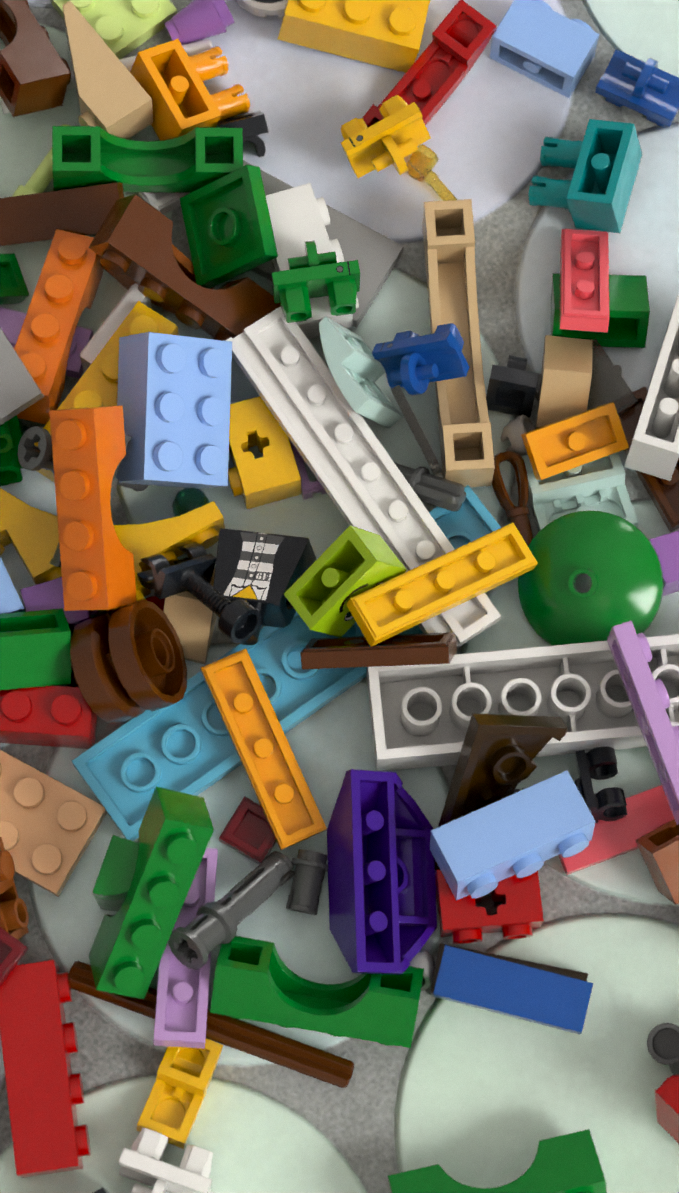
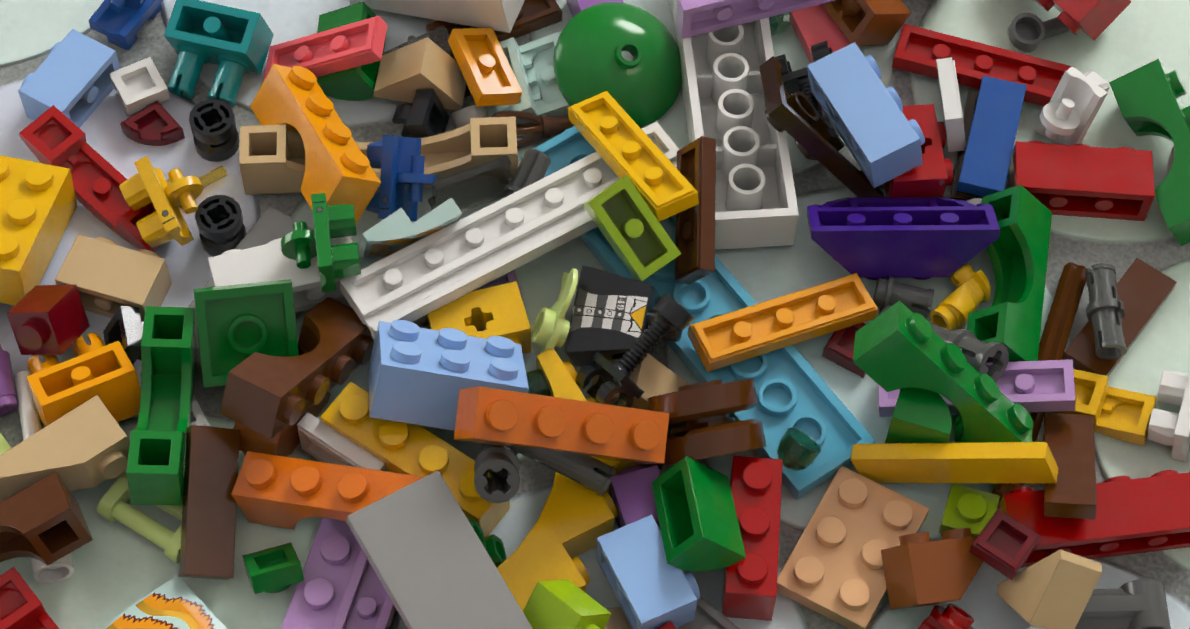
camera: 90 degrees left, 15 degrees down
(55, 936) = (968, 509): none -> lime plate
(79, 913) = (956, 462): none -> yellow tile
(83, 1030) = (1073, 449): none -> reddish brown tile
(105, 761) = (797, 449): none -> clear green hinge
(247, 514) = (550, 325): none -> yellowish green plate
(252, 54) = (48, 319): none -> dark red brick
(282, 1094) = (1105, 311): none -> dark grey pin
(286, 1118) = (1142, 293): none -> reddish brown tile
(298, 943) = (971, 291): none -> yellow arm
(308, 111) = (114, 276): none -> tan brick
(374, 211) = (219, 224): none -> black wheel
(424, 291) = (331, 155): none -> light orange arch
(463, 1087) = (1085, 179): none -> red brick
(489, 196) = (214, 130): none -> black wheel
(504, 131) = (152, 126): none -> dark red tile
(544, 1078) = (1072, 107): none -> white hips
(547, 110) = (139, 85): none -> white plate
(553, 944) = (951, 104): none -> white tile
(618, 992) = (921, 47): none -> red plate

